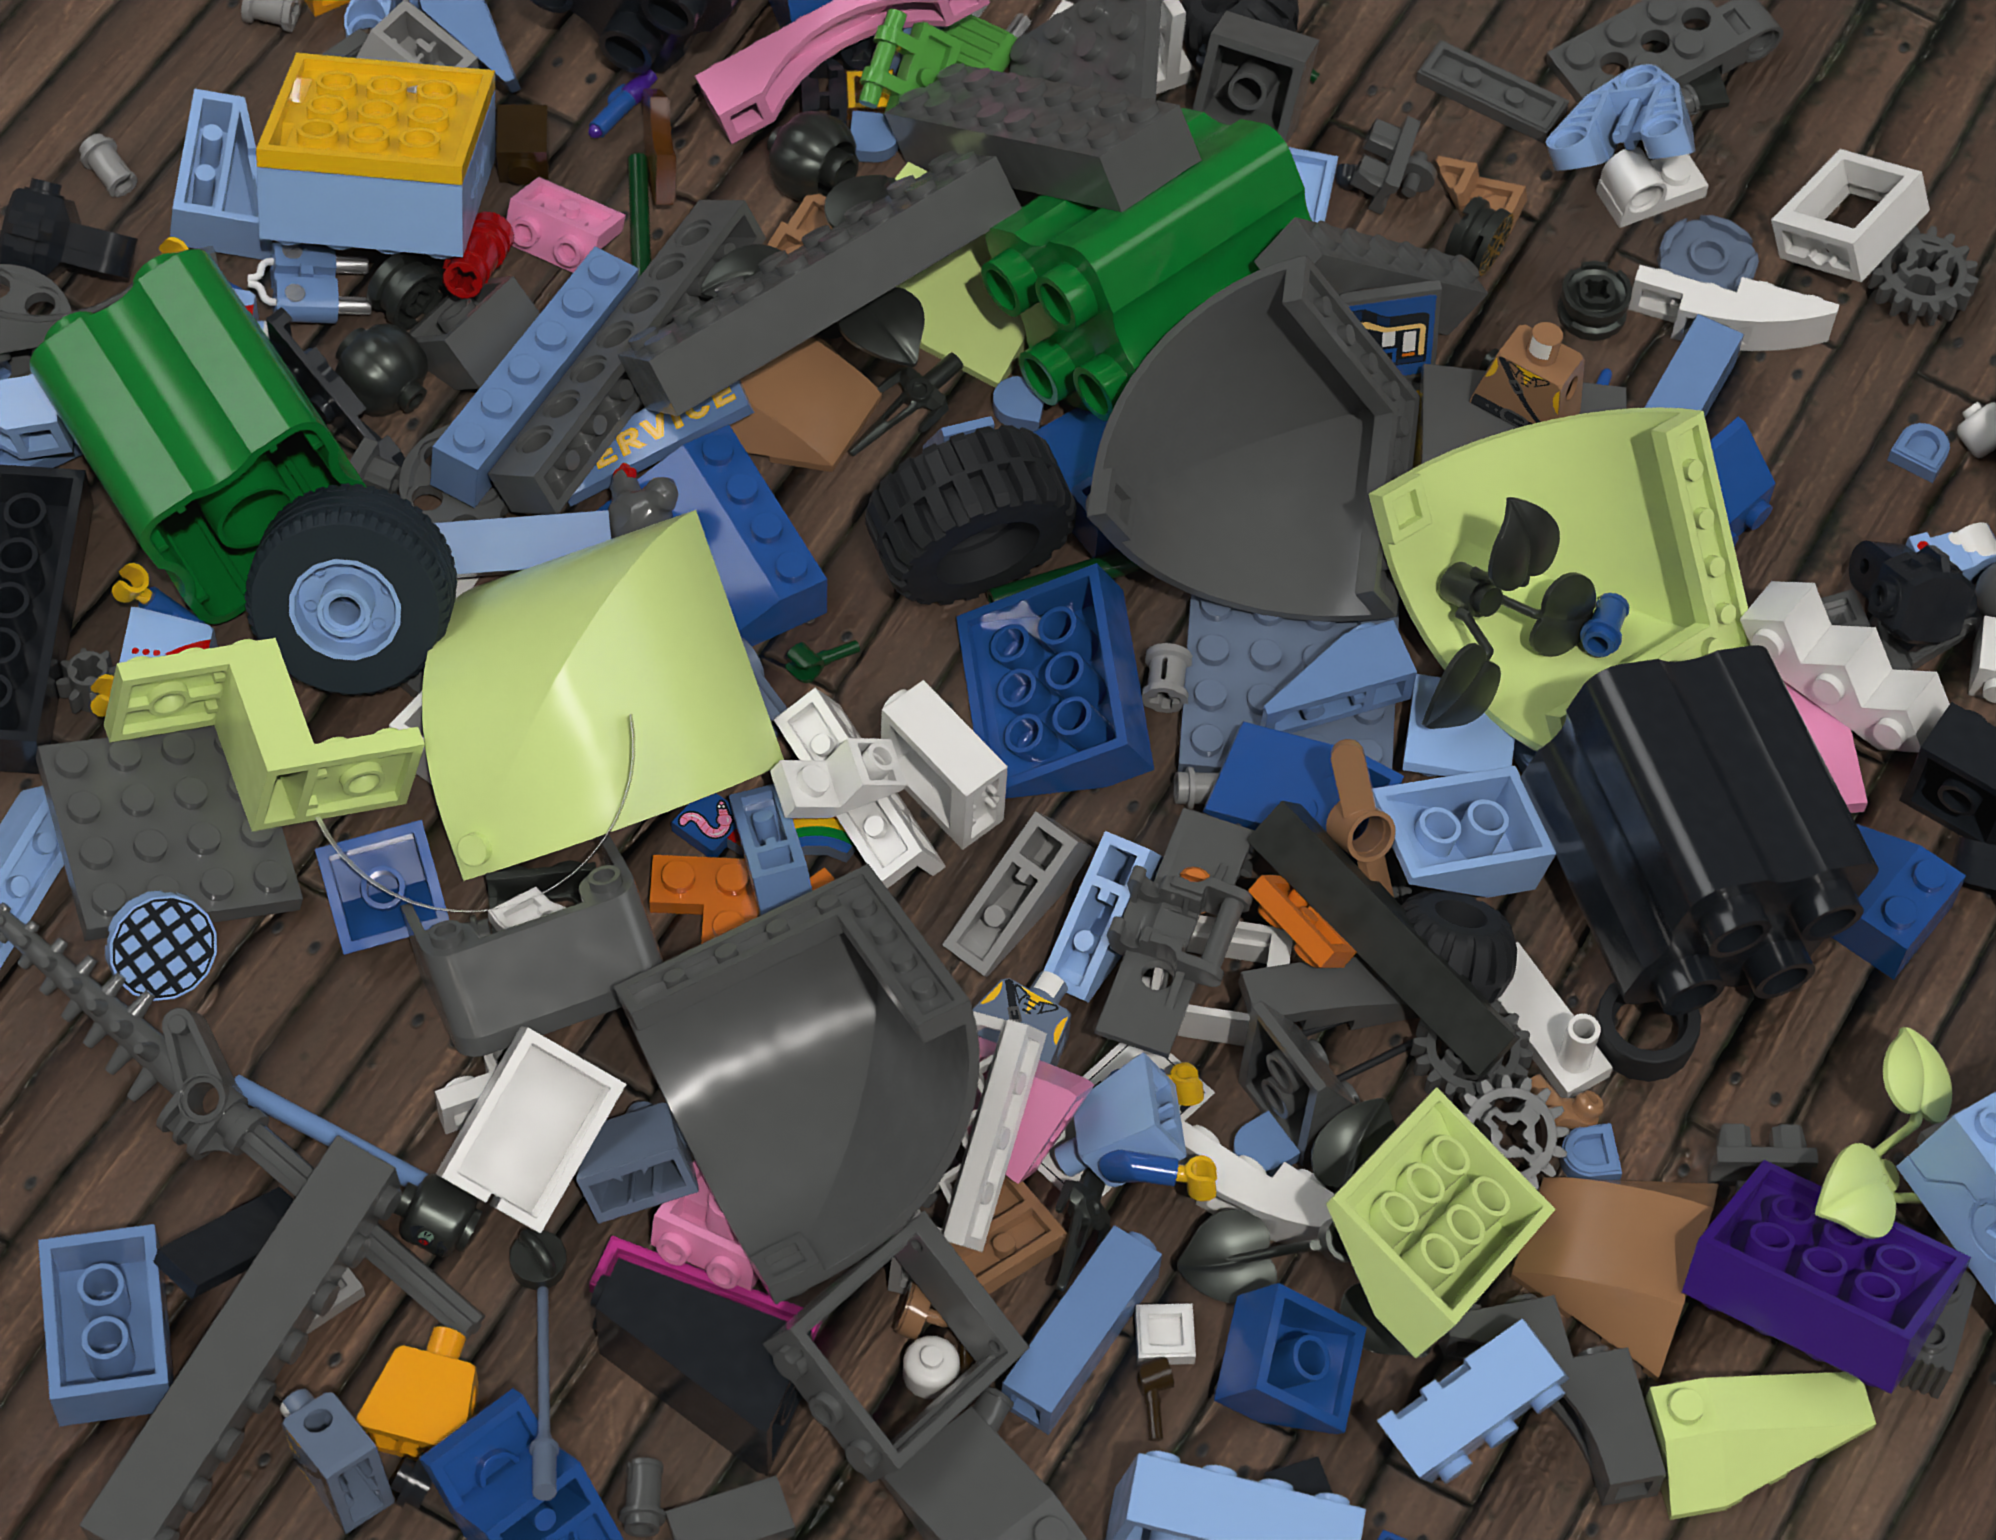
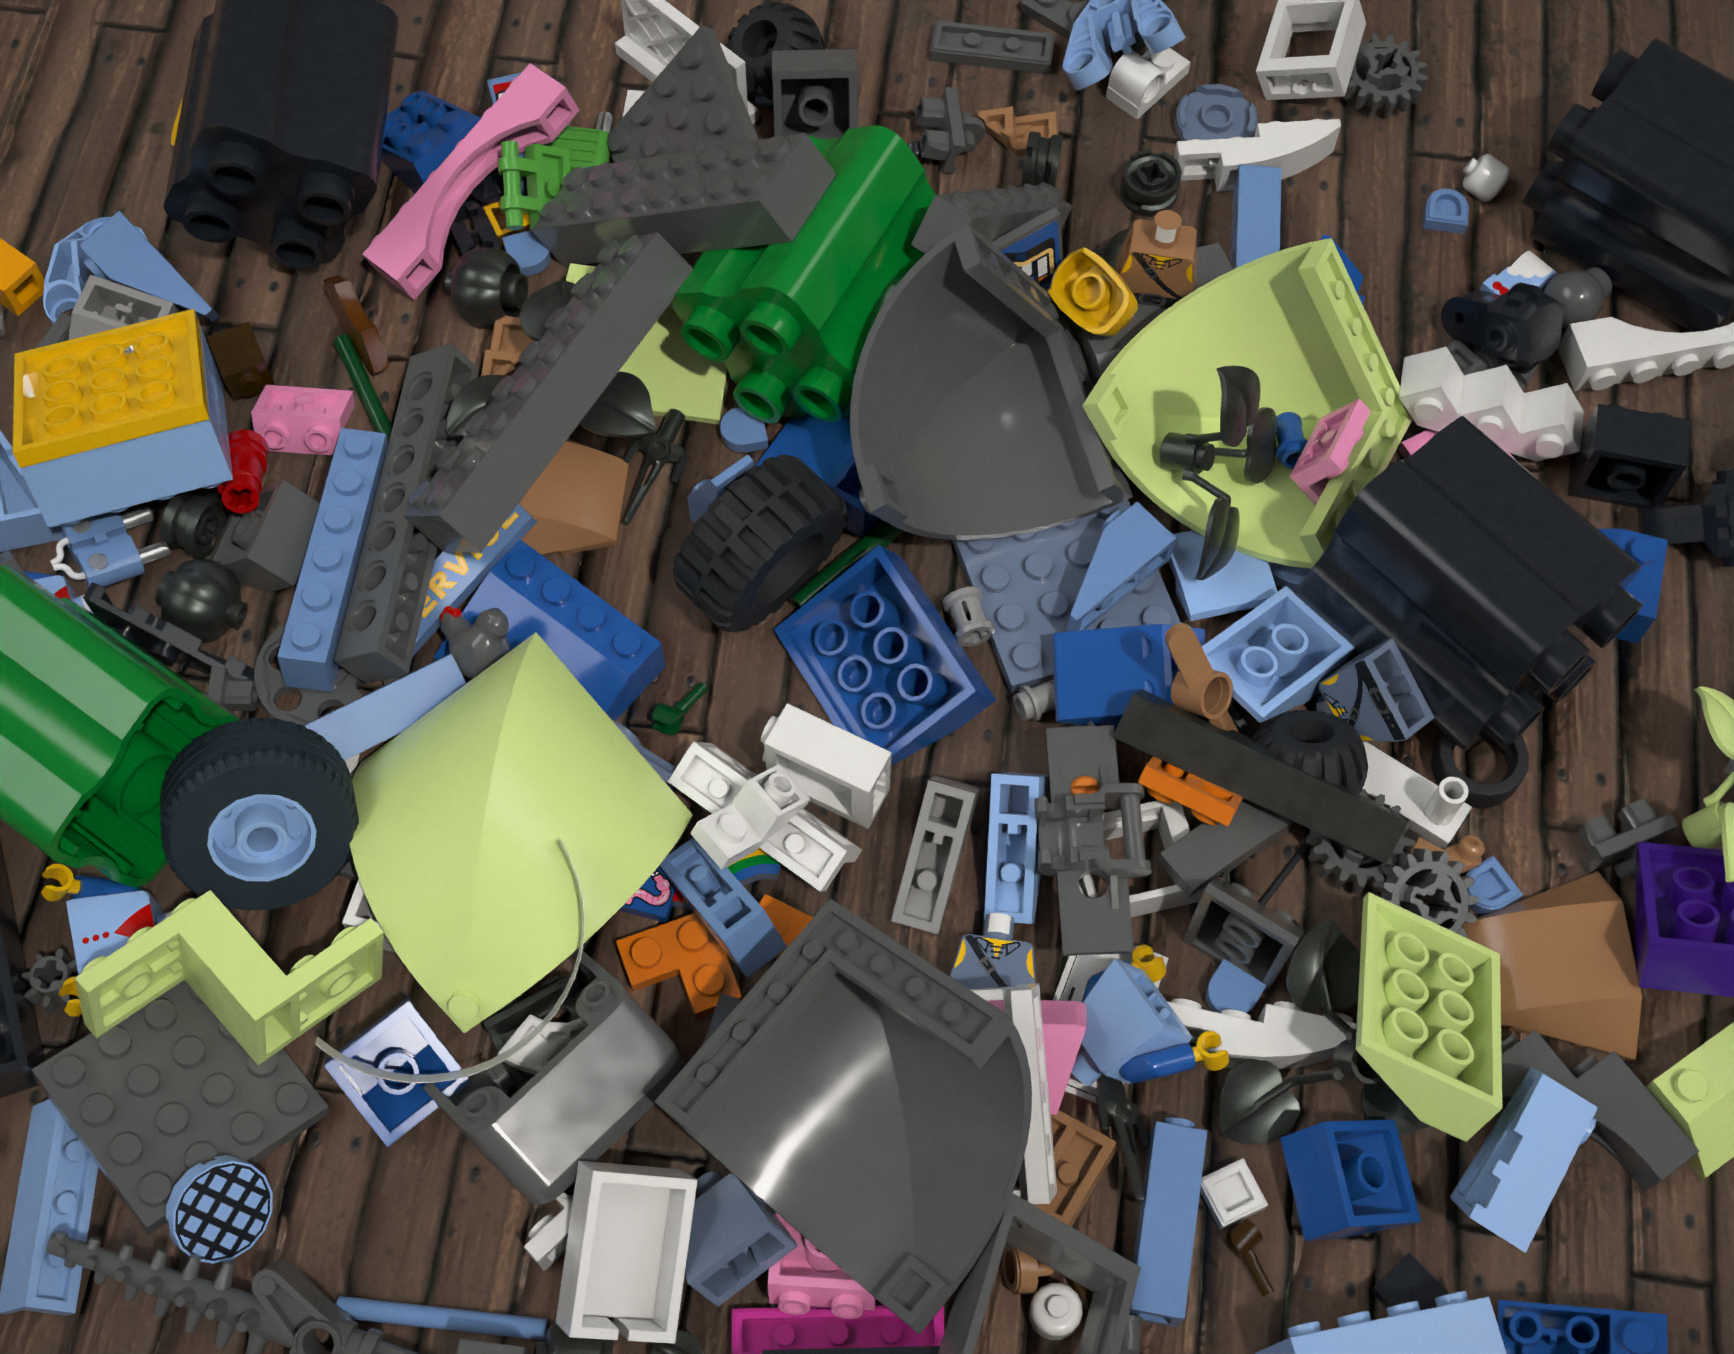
camera: 20 degrees left, 5 degrees up
(620, 103) = (307, 299): piece -> none
(1445, 388) = (1092, 293): none -> yellow piece
(1552, 906) = (1376, 695): none -> sand blue torso
(1632, 638) = (1329, 448): none -> bright pink bracket

